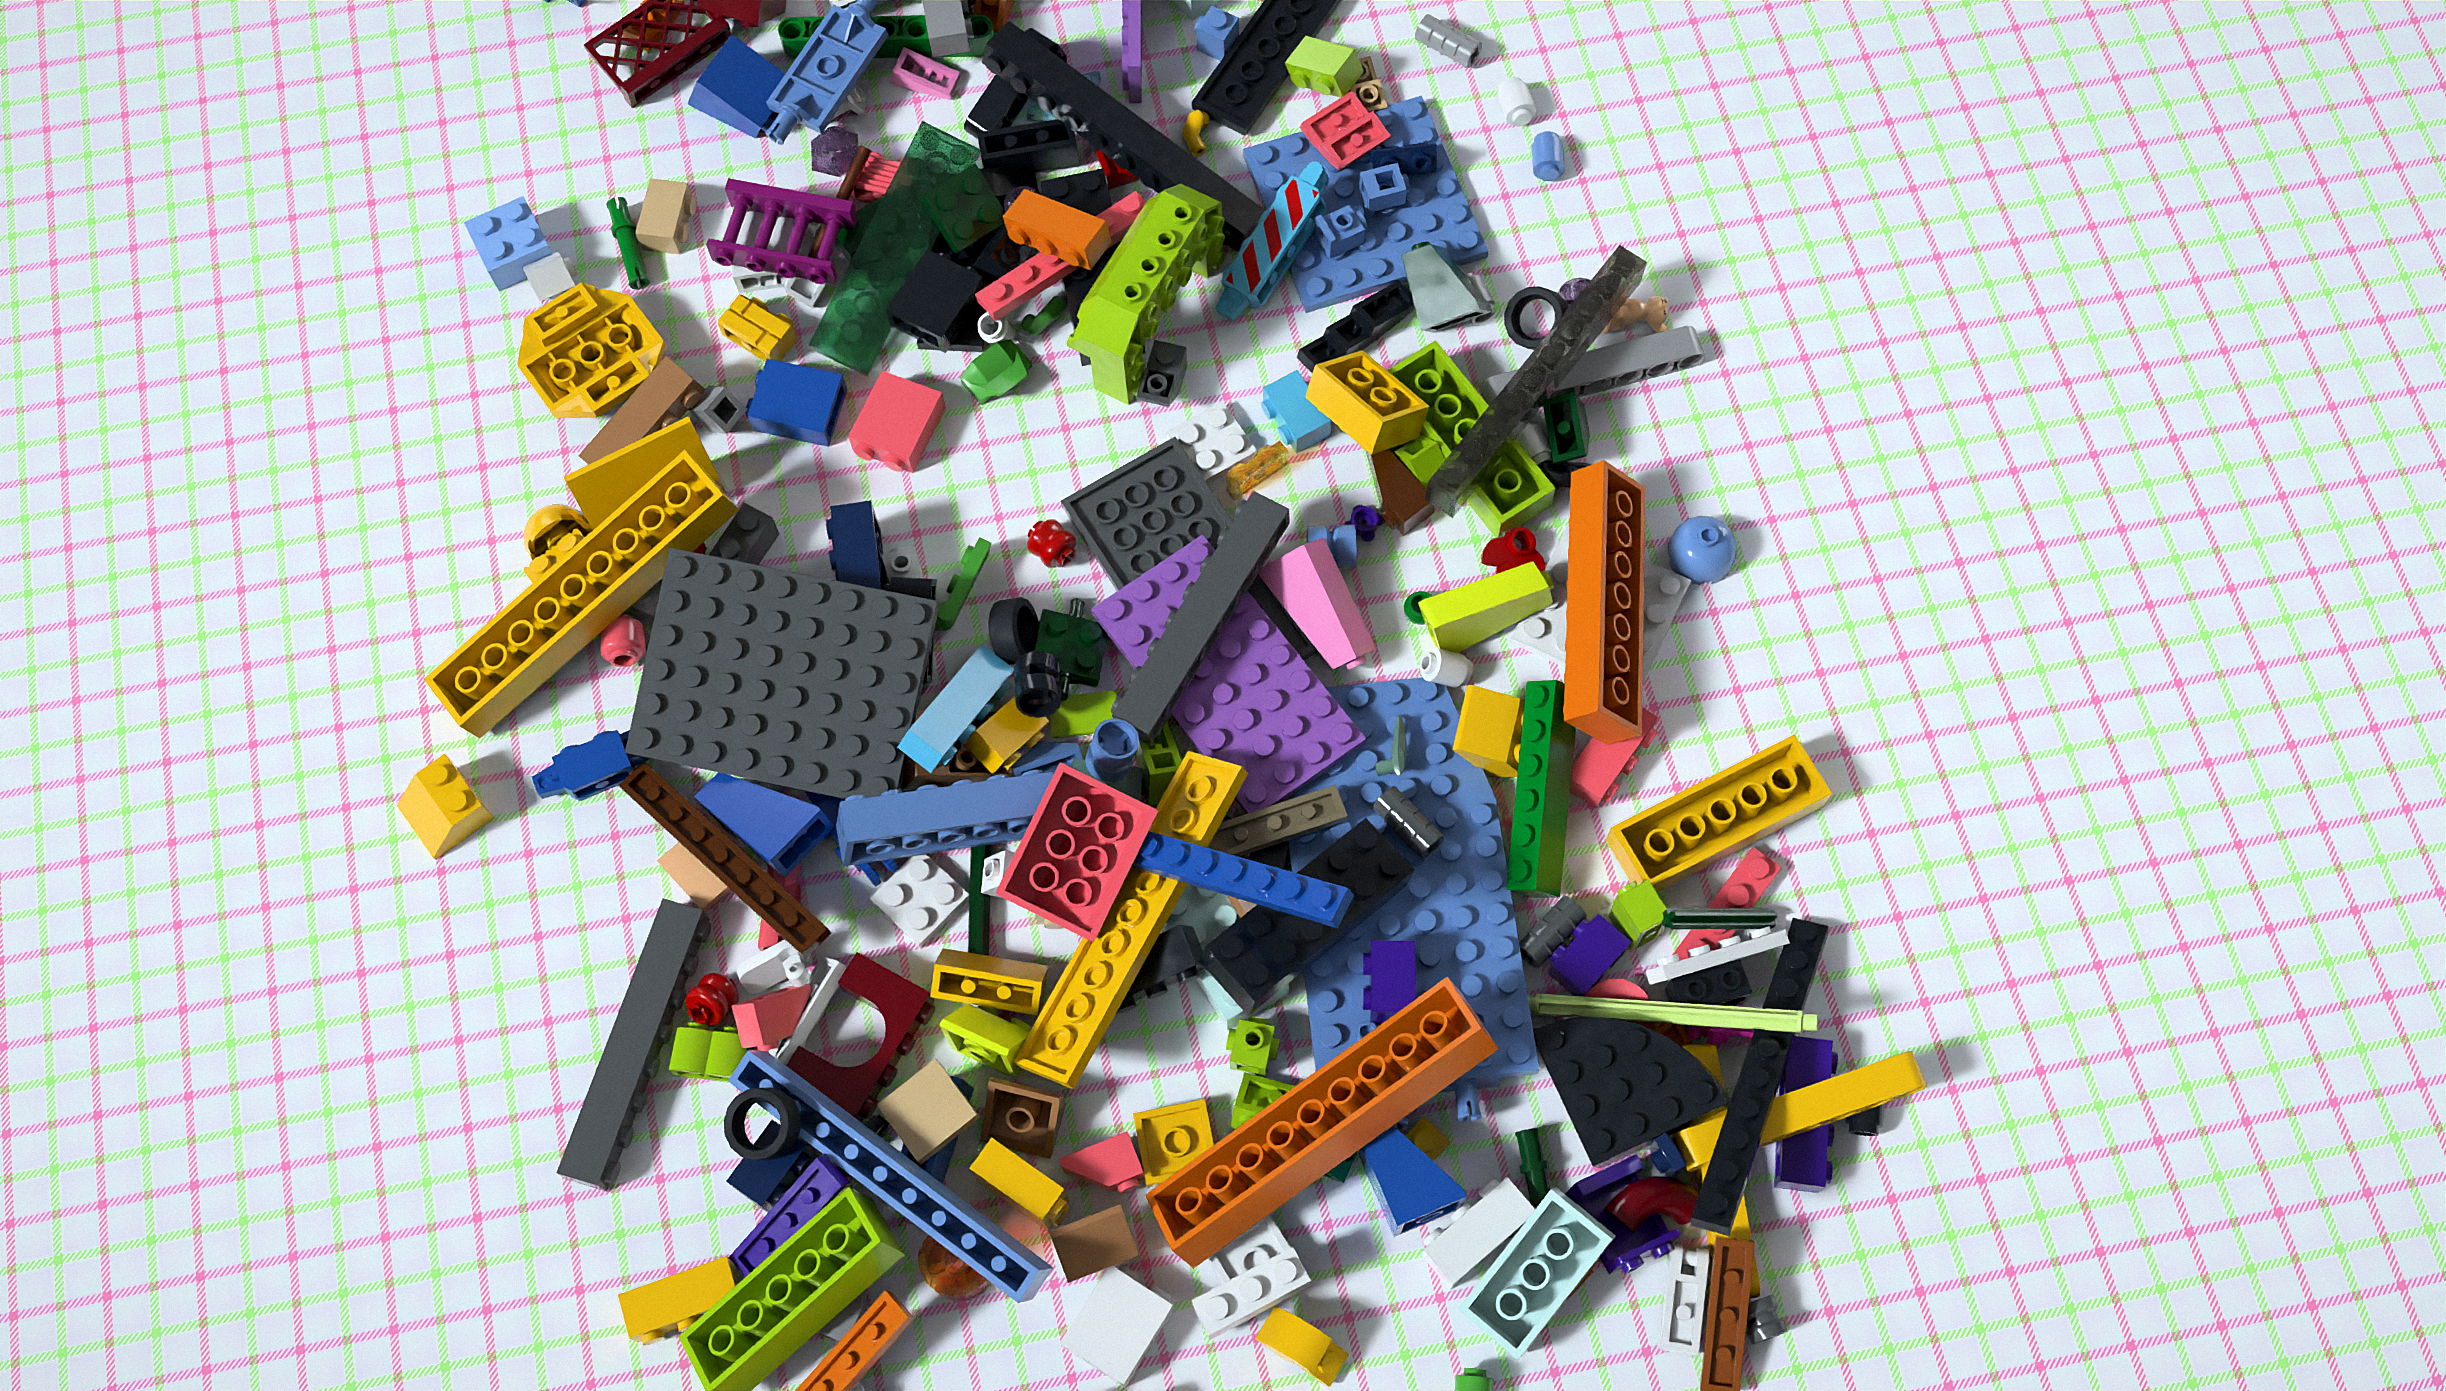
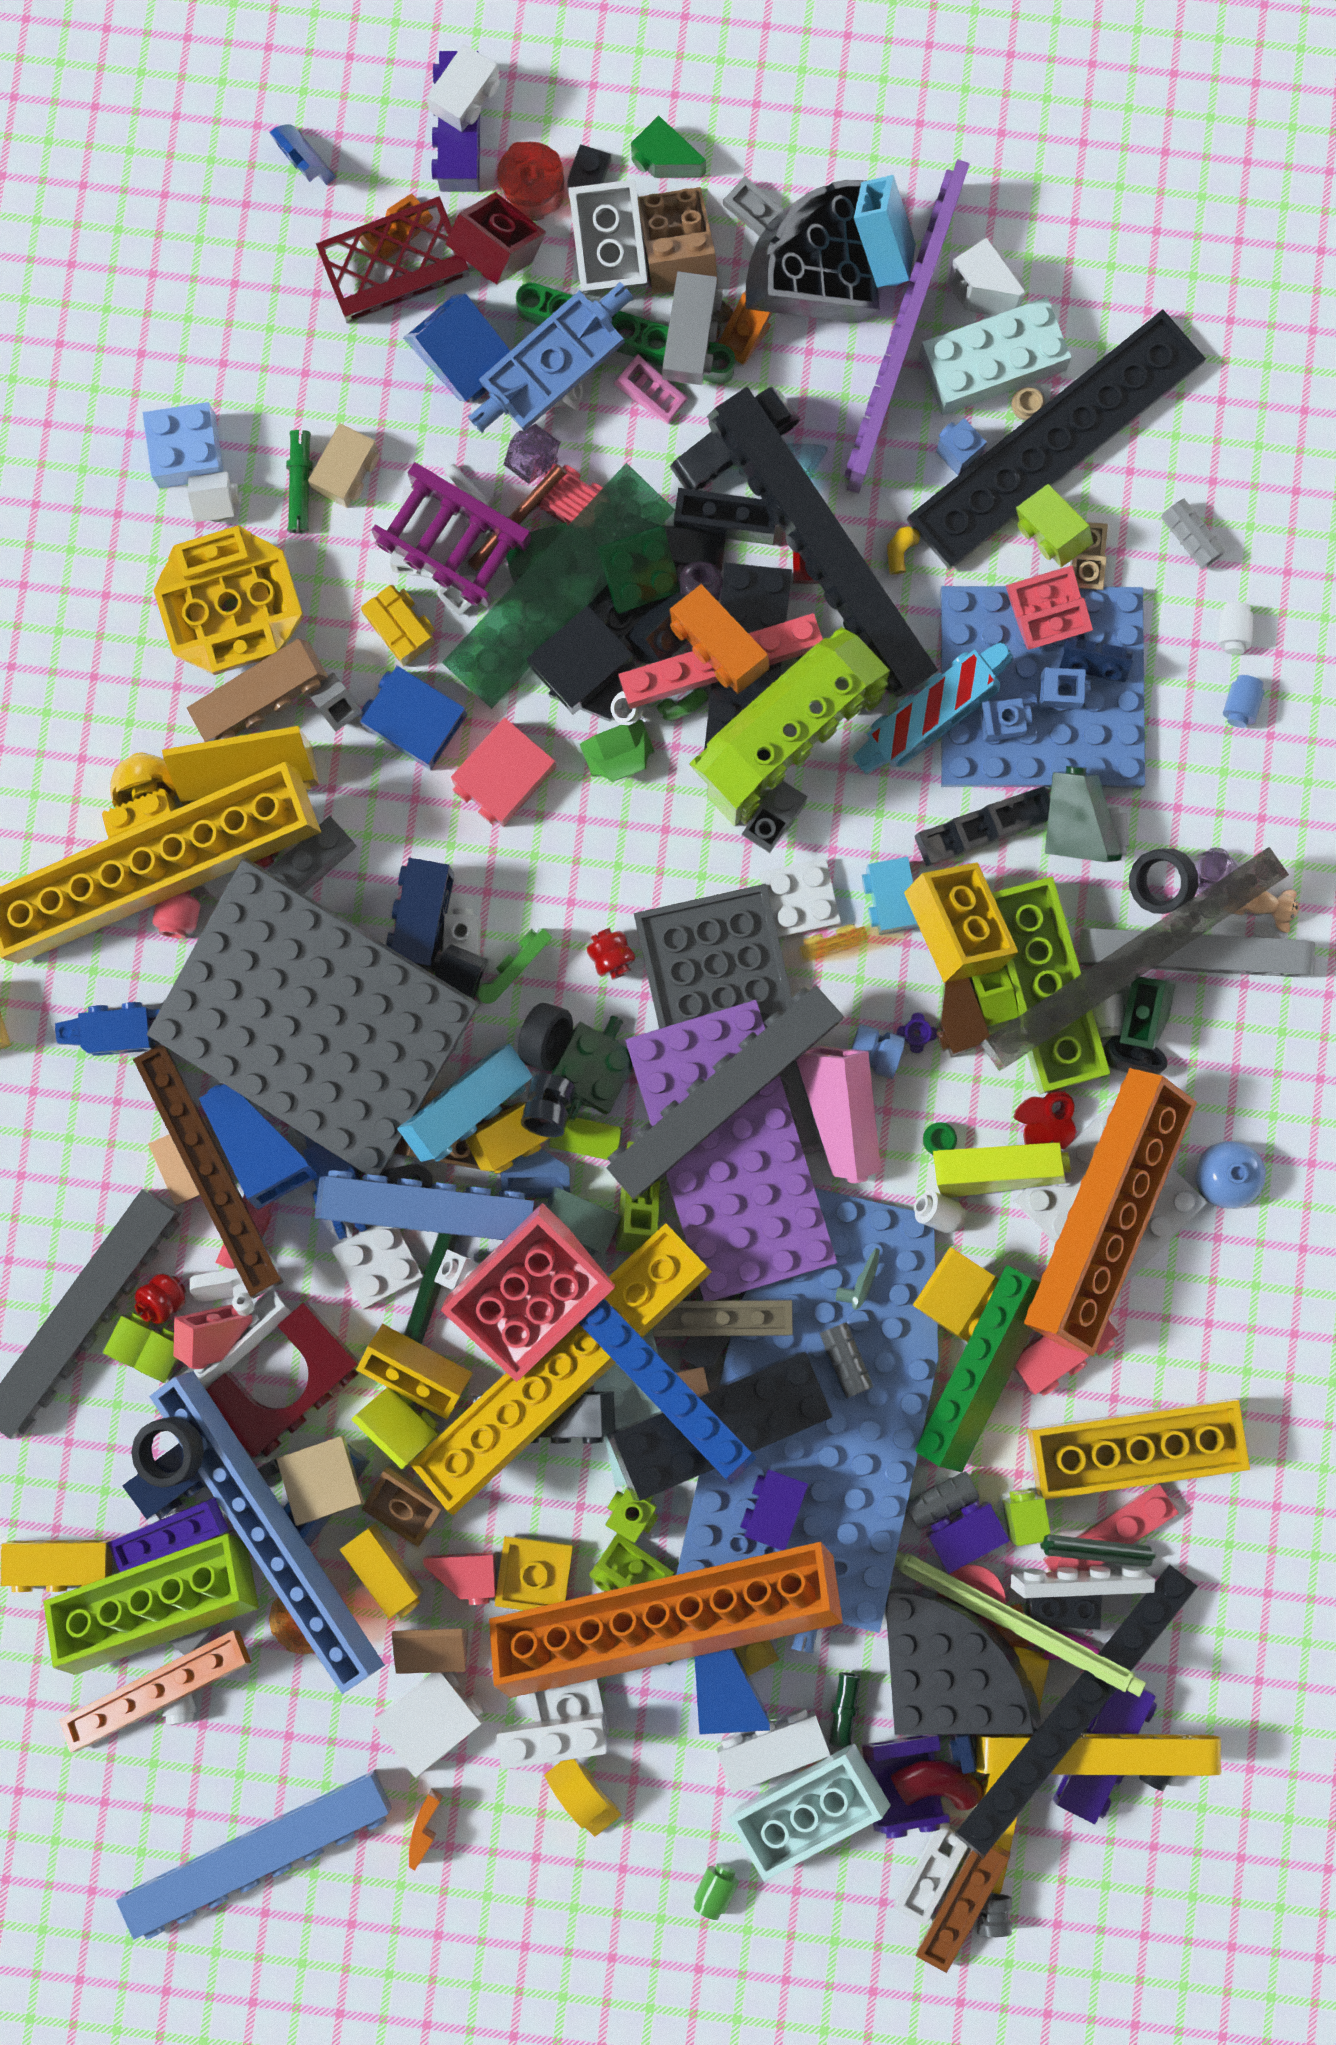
camera: 20 degrees right, 15 degrees up
(1112, 750) = (595, 1198): medium blue wheel -> none

